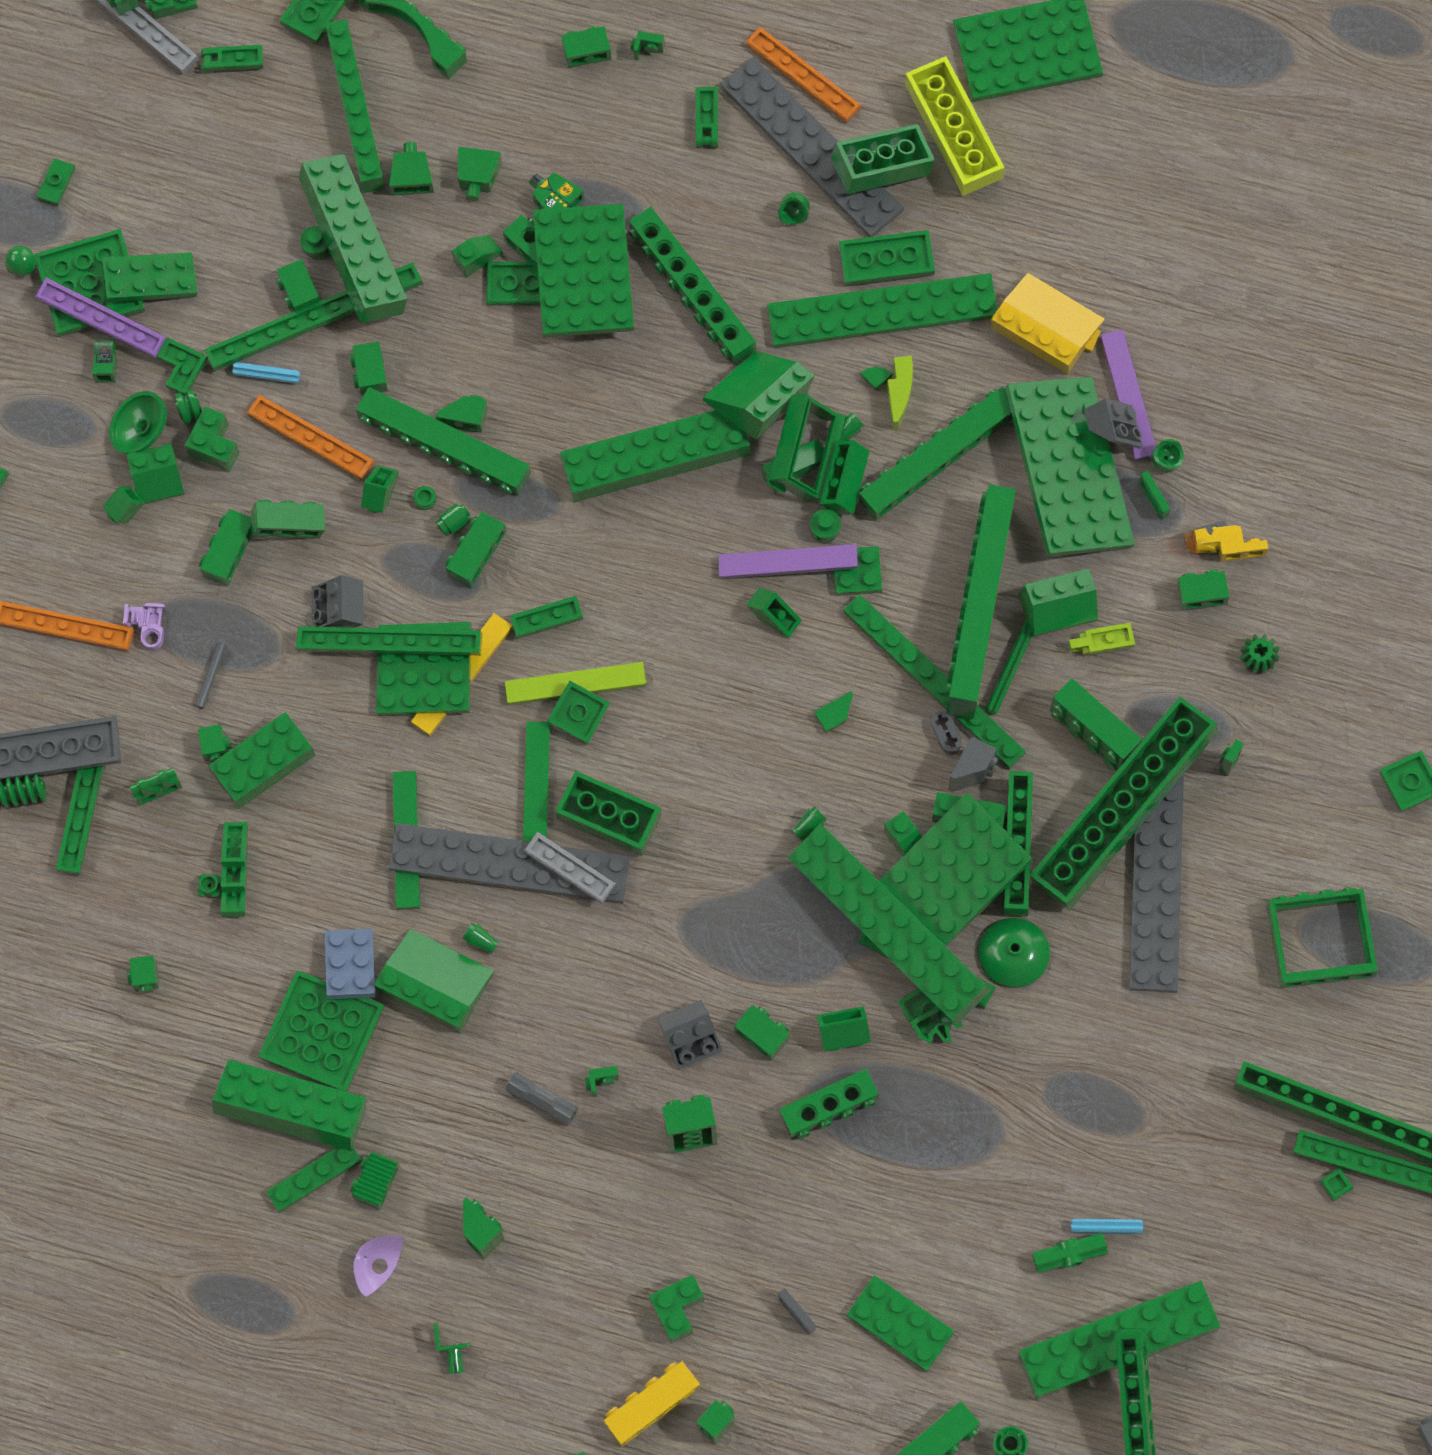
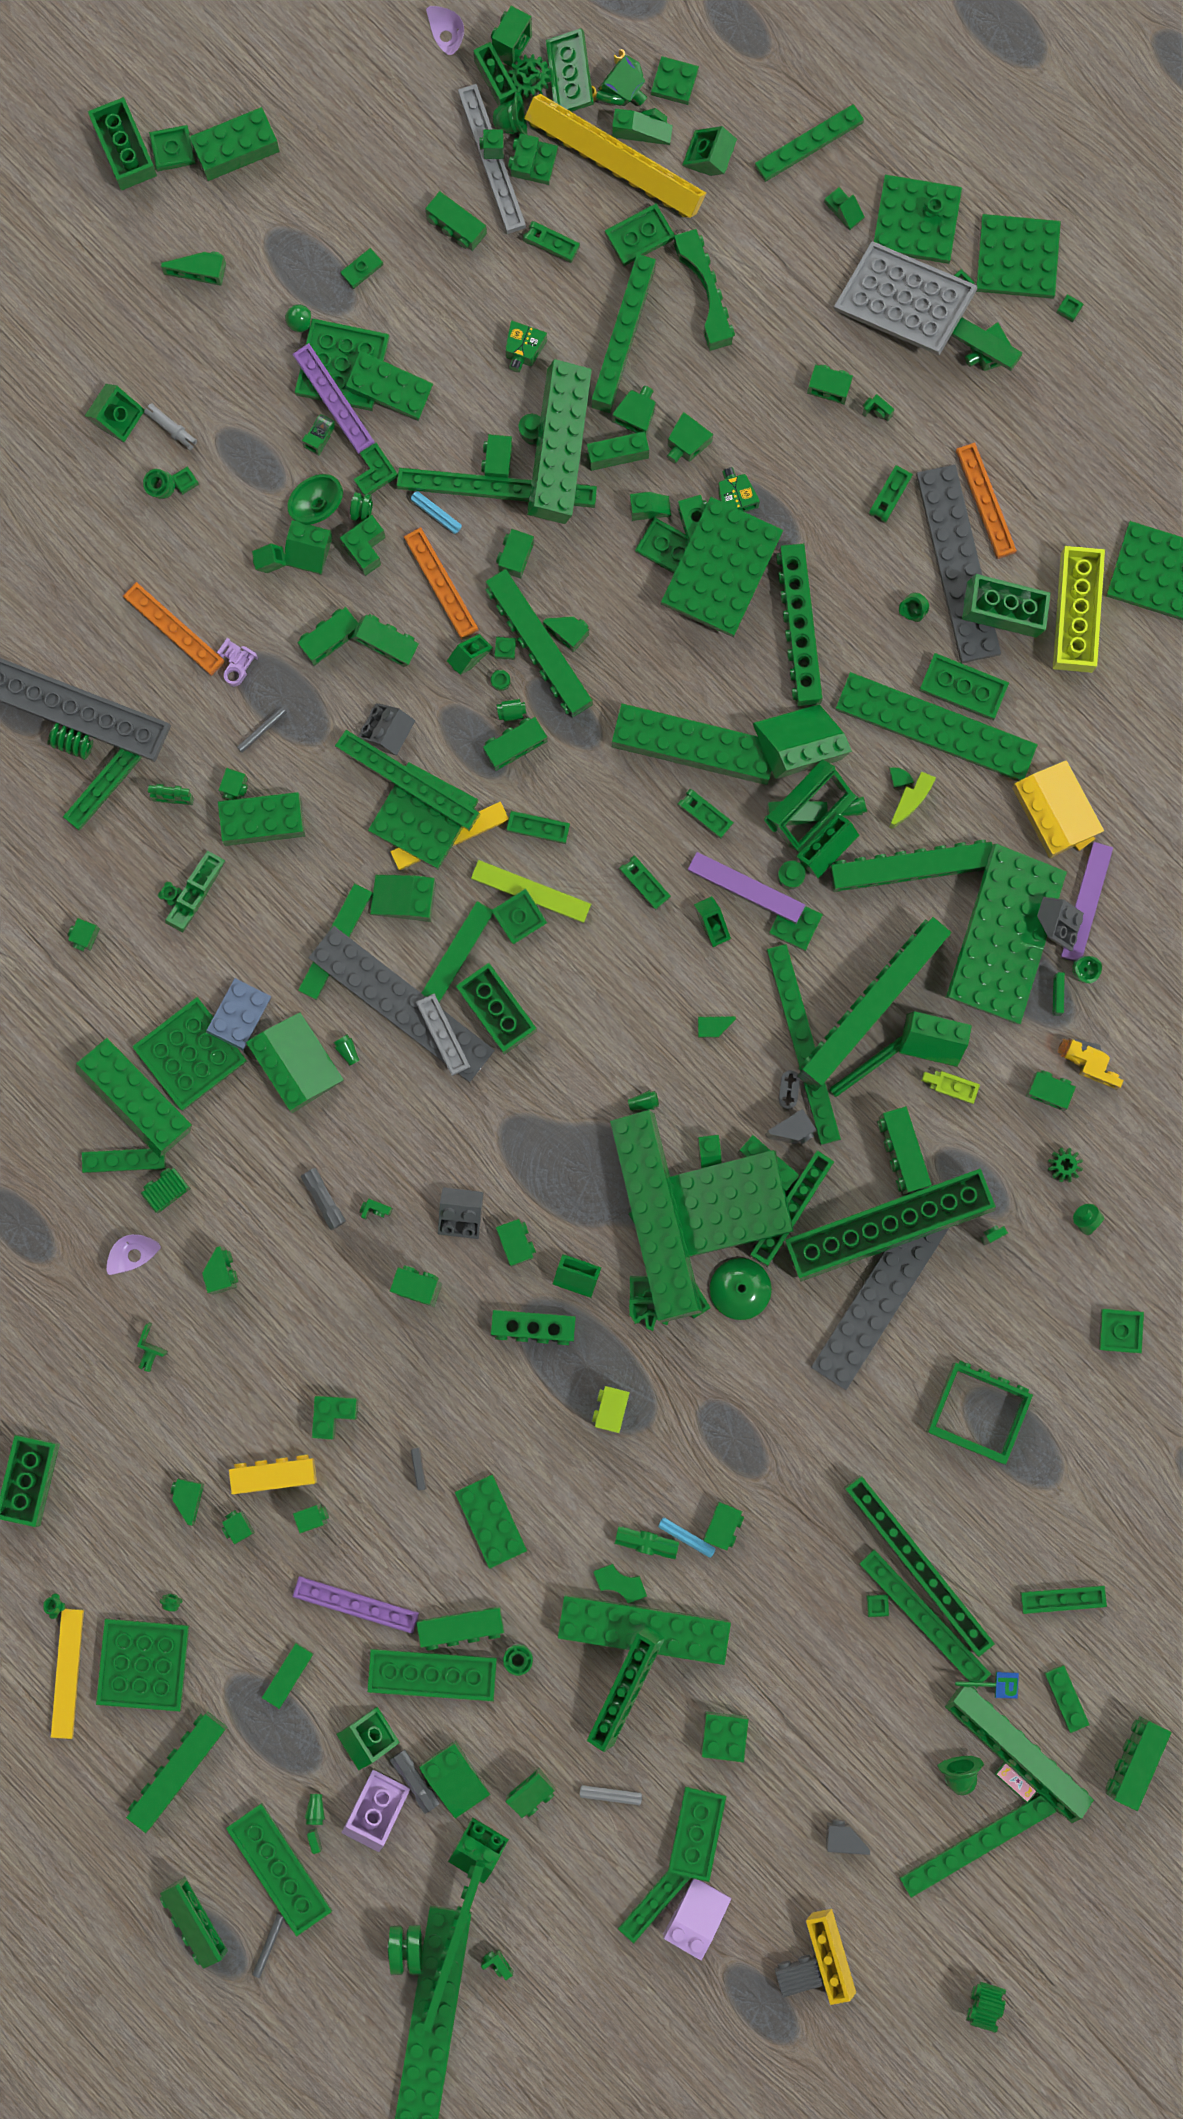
camera: 25 degrees right, 10 degrees up
(125, 88) = (455, 221): none -> green brick
(262, 168) = (524, 345): none -> green torso
(411, 464) = (505, 648): none -> green plate
(414, 218) = (618, 451): none -> green brick
(450, 758) = (403, 897): none -> green slope
(684, 612) = (645, 883): none -> green plate
(705, 514) = (705, 814): none -> green plate
(958, 1139) = (611, 1409): none -> lime slope
(1056, 1311) = (629, 1587): none -> green tile
(1136, 1192) = (723, 1525): none -> green brick
(1263, 1400) = (724, 1736): none -> green brick
(1312, 691) = (1088, 1218): none -> green piece

